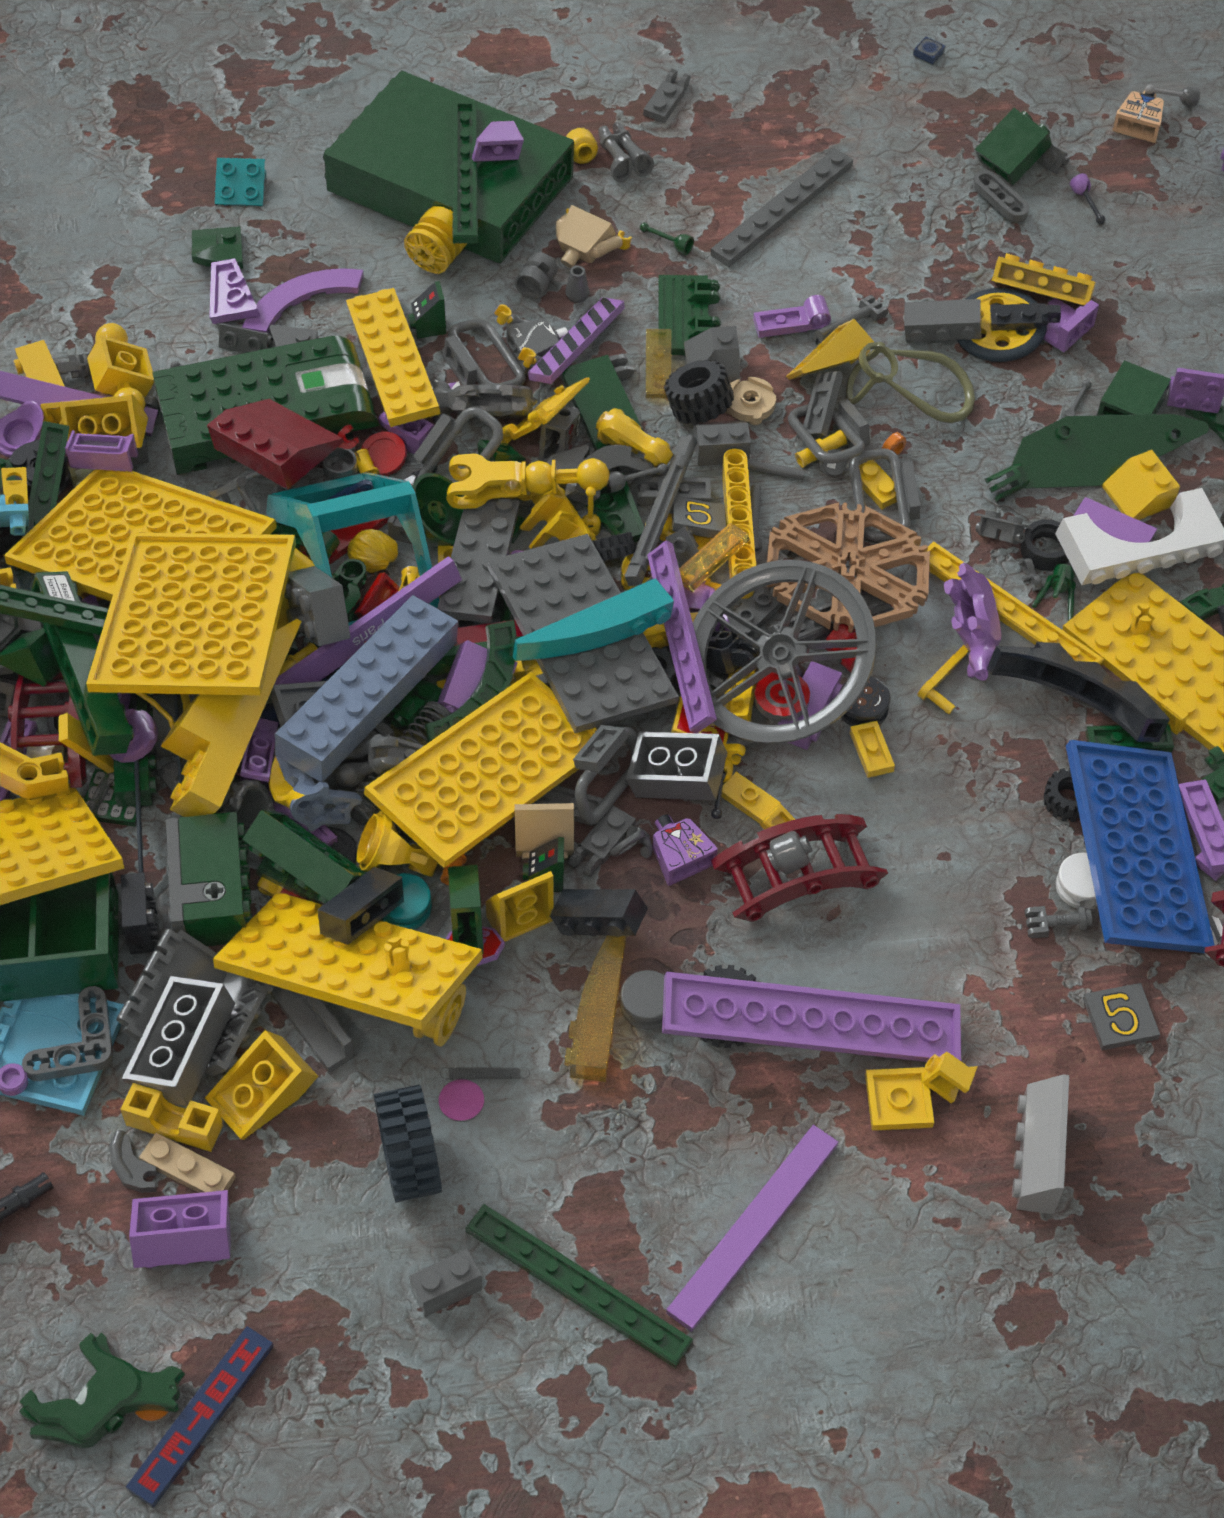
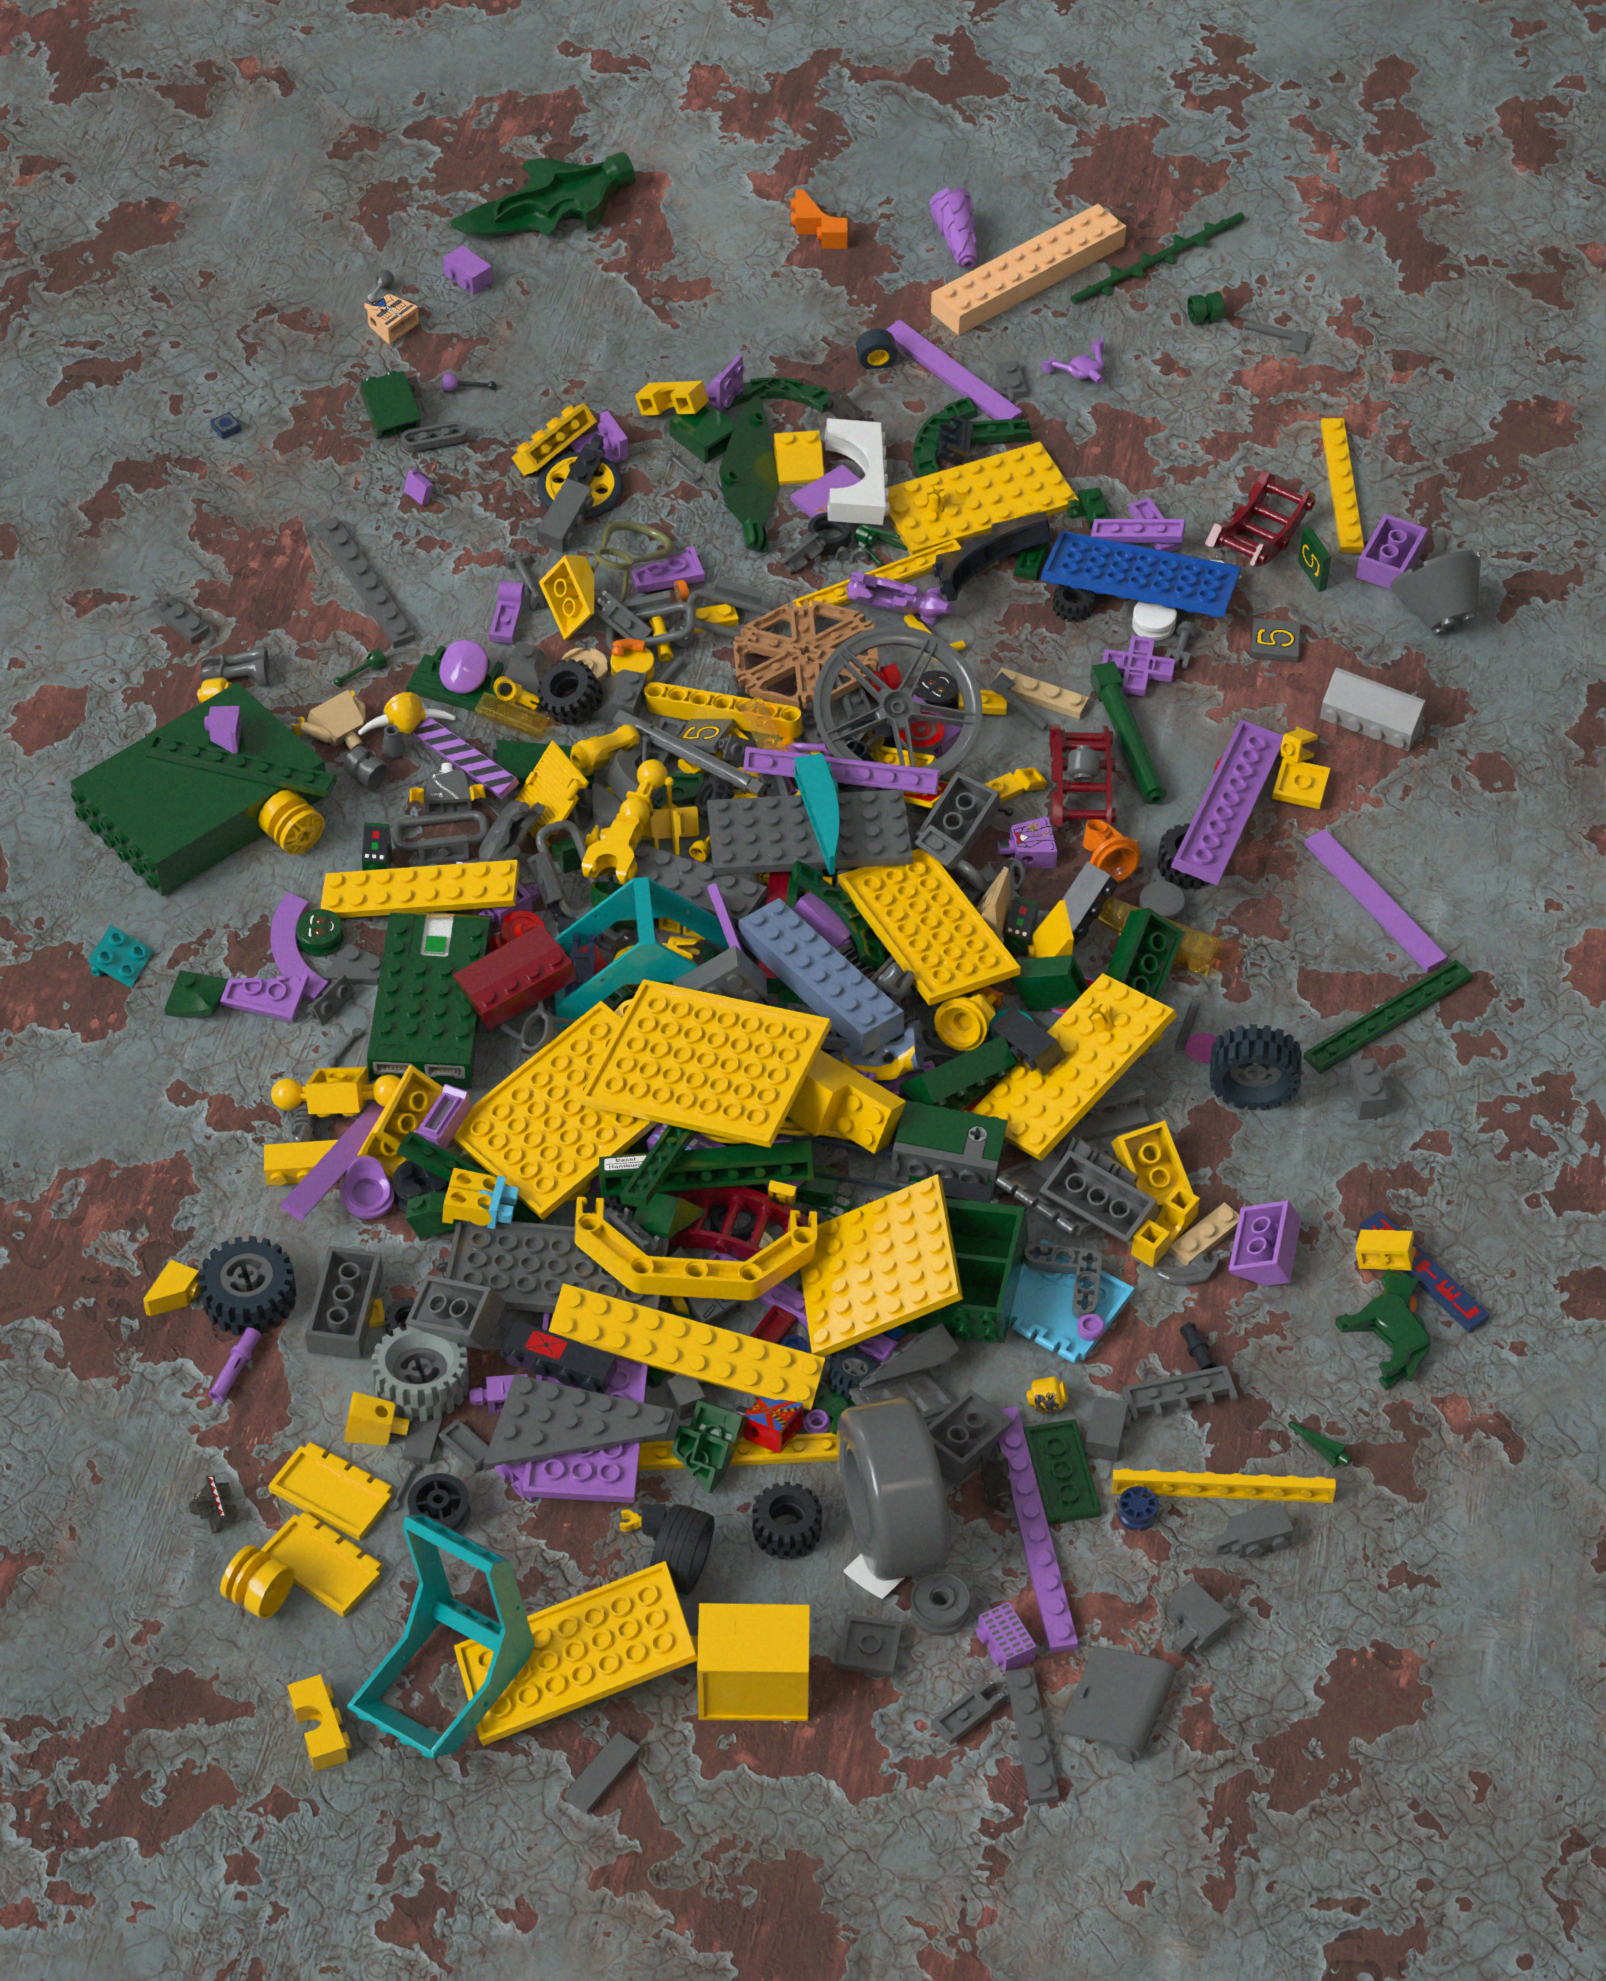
camera: 70 degrees left, 5 degrees down
(208, 1359) = (1385, 1249): none -> yellow hinge
(322, 307) = (319, 932): none -> dark green head
(534, 995) = (1145, 952): none -> dark green slope
(614, 281) = (405, 712): none -> yellow helmet
(679, 344) = (516, 693): none -> yellow pin
(692, 931) = (1112, 851): none -> orange piece
(694, 303) = (463, 666): none -> medium lavender piece
(772, 436) = (634, 661): none -> yellow head
(785, 416) = (628, 644): none -> orange arm
(890, 754) = (1001, 687): none -> dark grey piece
(916, 802) = (1047, 695): none -> tan plate
(921, 434) = (664, 574): none -> medium lavender wing
(930, 200) = (418, 486): none -> medium lavender tile
(951, 864) = (1108, 689): none -> dark green brick
(1002, 883) = (1140, 665): none -> medium lavender plate
(1153, 352) = (686, 397): none -> yellow arch

